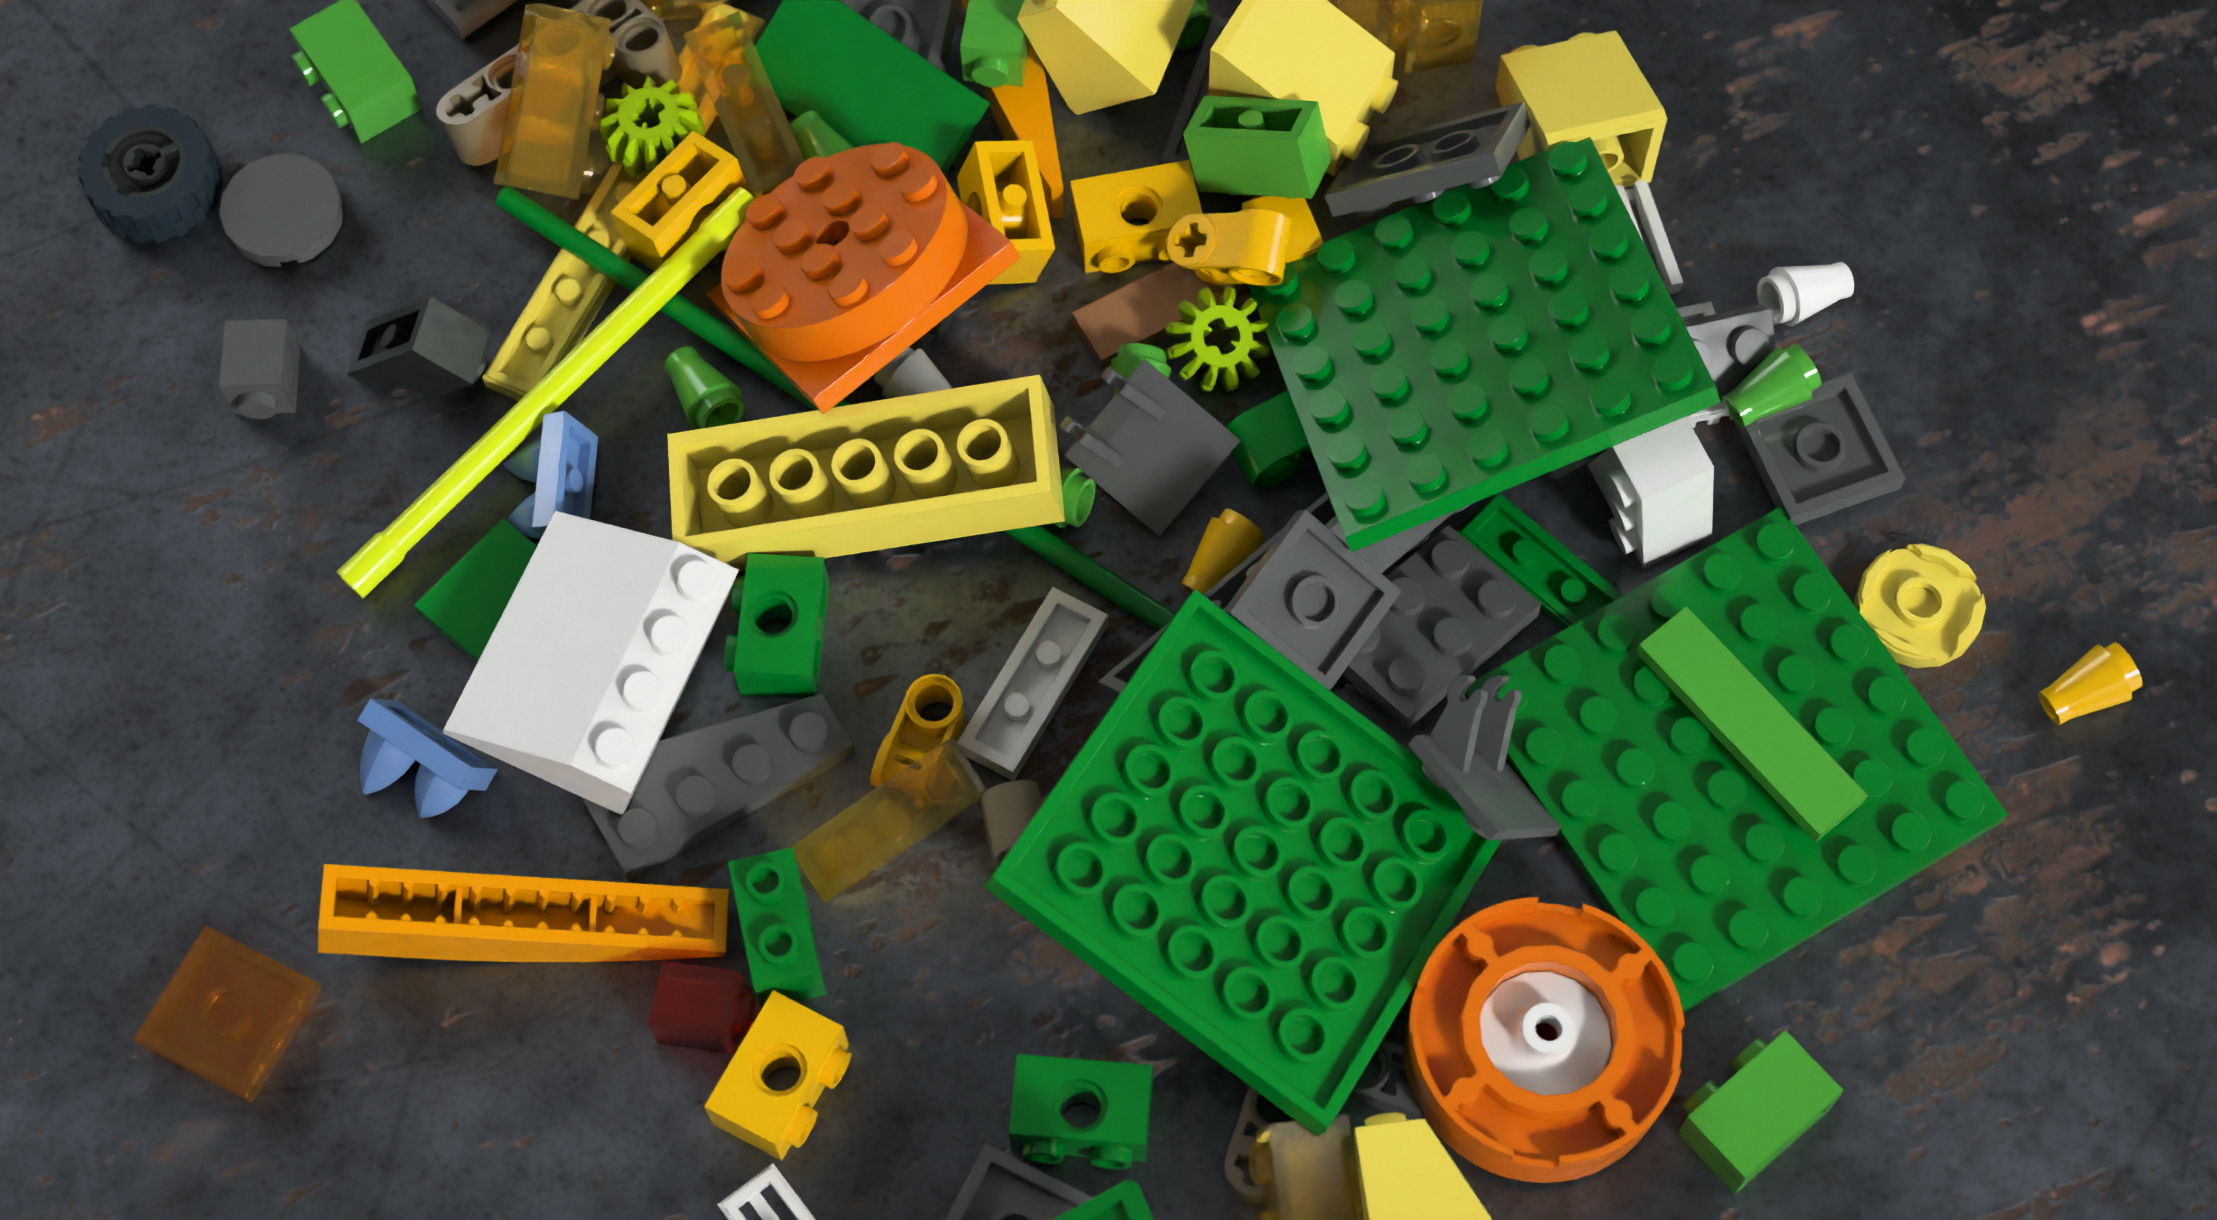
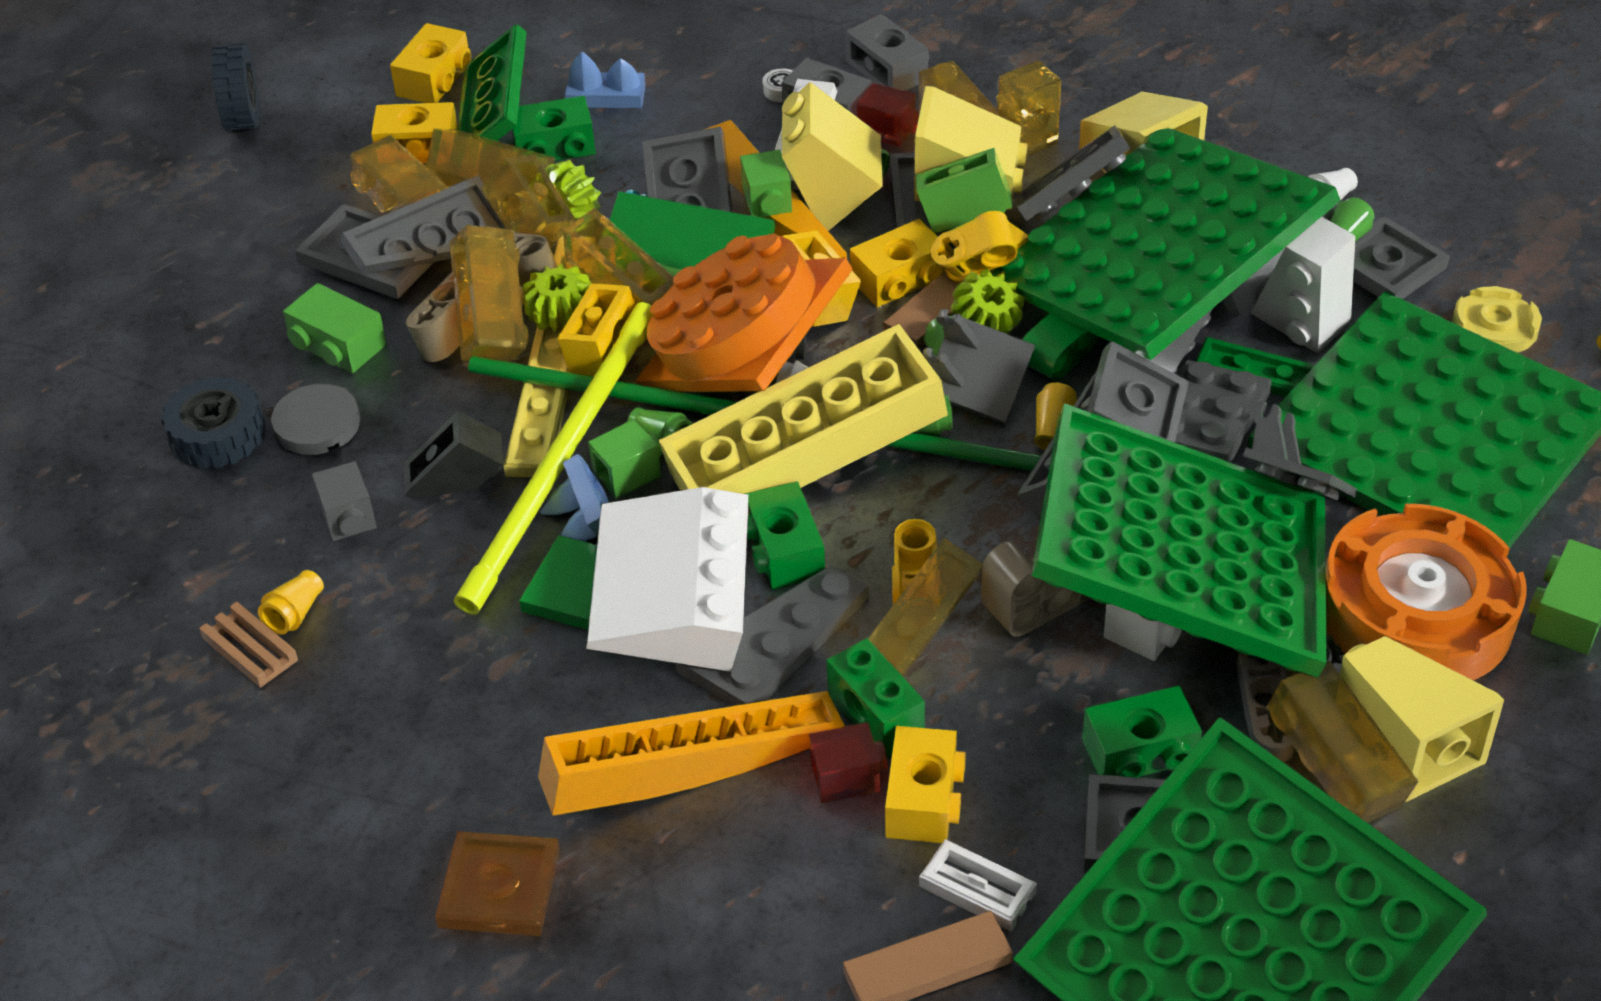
camera: 20 degrees left, 20 degrees down
(53, 505) = (259, 630): none -> medium nougat tile
(137, 504) = (288, 604): none -> yellow cone
(400, 738) = (548, 675): medium blue tile -> none
(634, 424) = (625, 458): none -> bright green brick
(1033, 683) = (972, 507): white plate -> none
(1751, 724) = (1442, 394): bright green tile -> none

